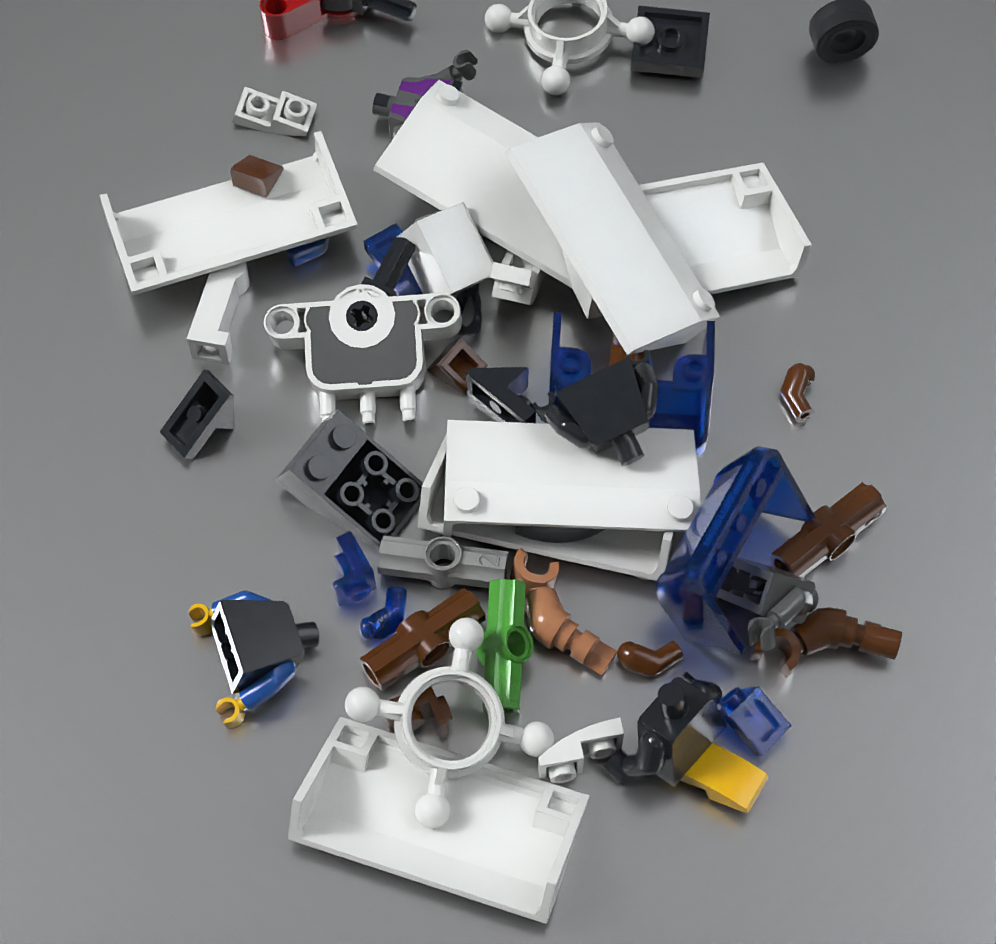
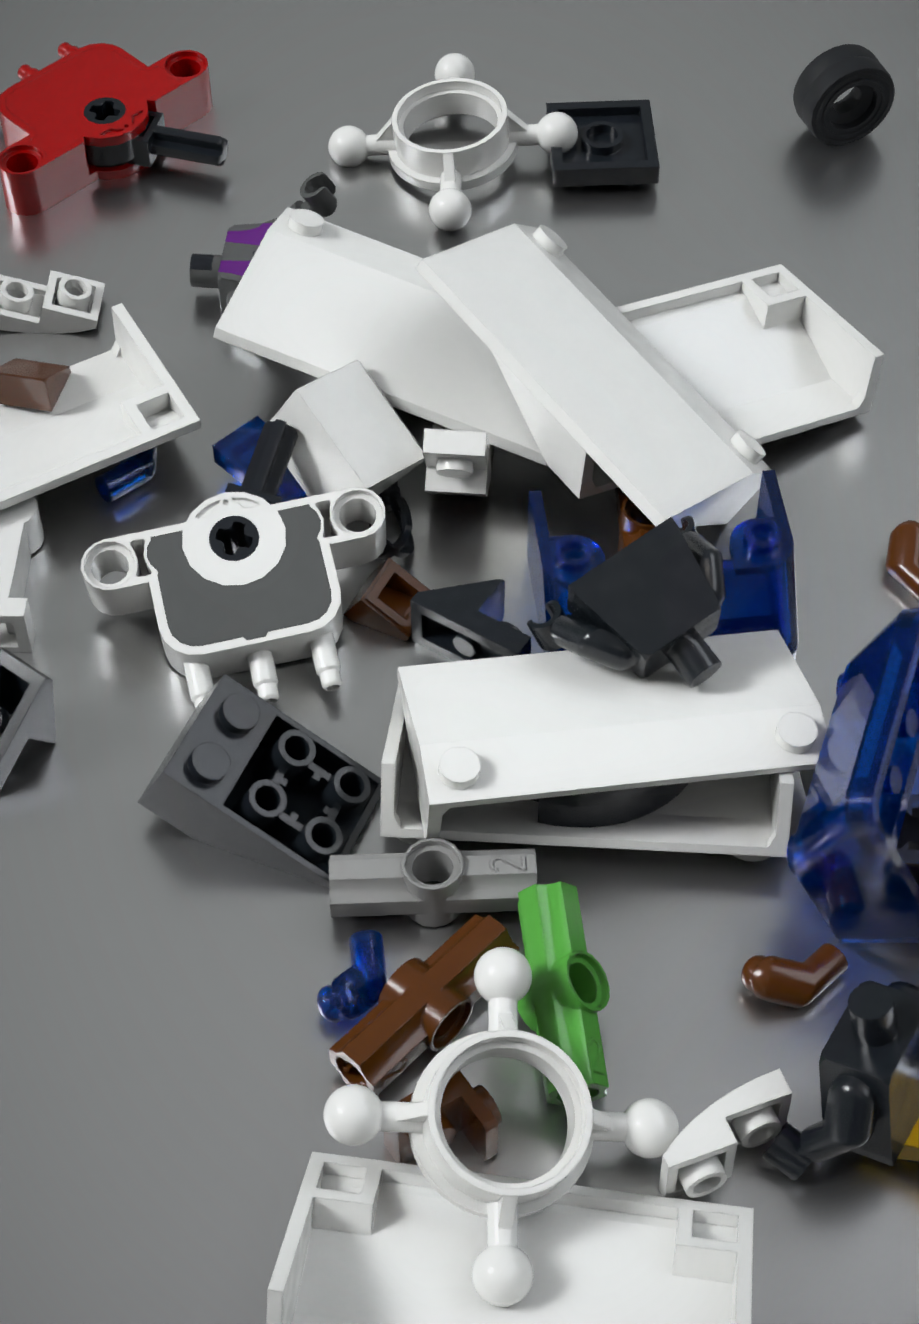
camera: 10 degrees left, 10 degrees down
(256, 646) = (154, 1058): black torso -> none
(357, 573) = (293, 915): clear blue bracket -> none
(550, 621) = (630, 947): nougat piece -> none

